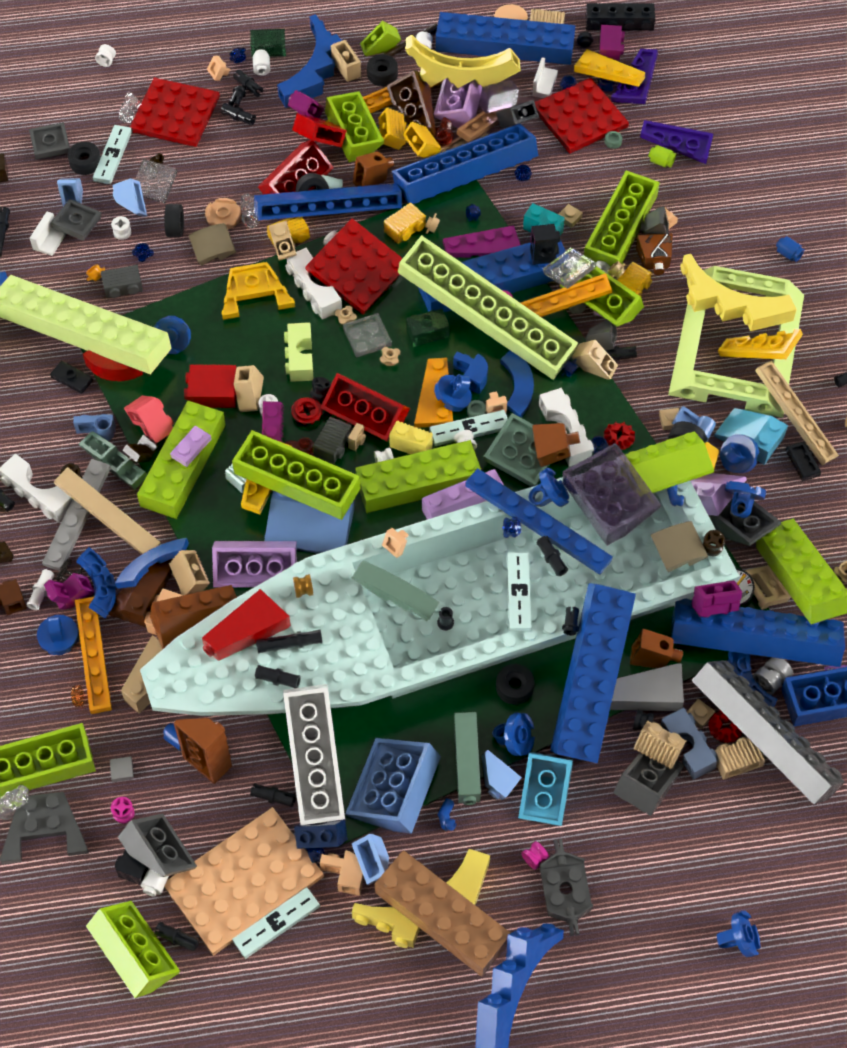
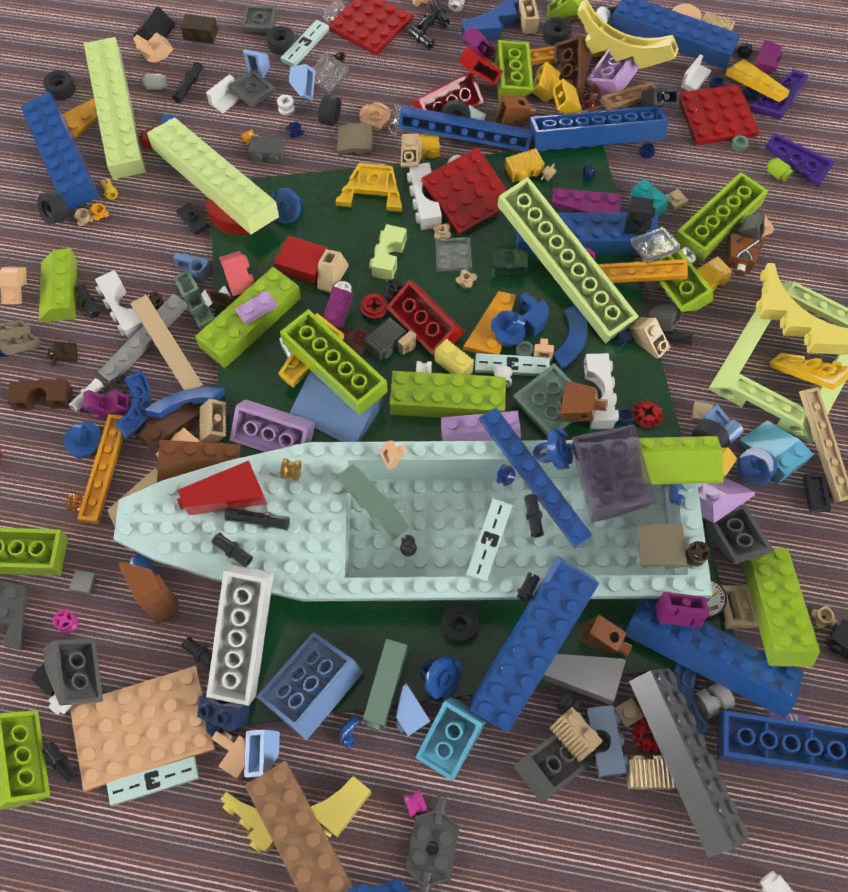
camera: 20 degrees right, 5 degrees up
(498, 96) = (648, 77): brick -> none
(616, 269) = (700, 259): tan plate -> none
(628, 15) = (793, 39): black brick -> none
(743, 494) = (746, 511): blue tile -> none

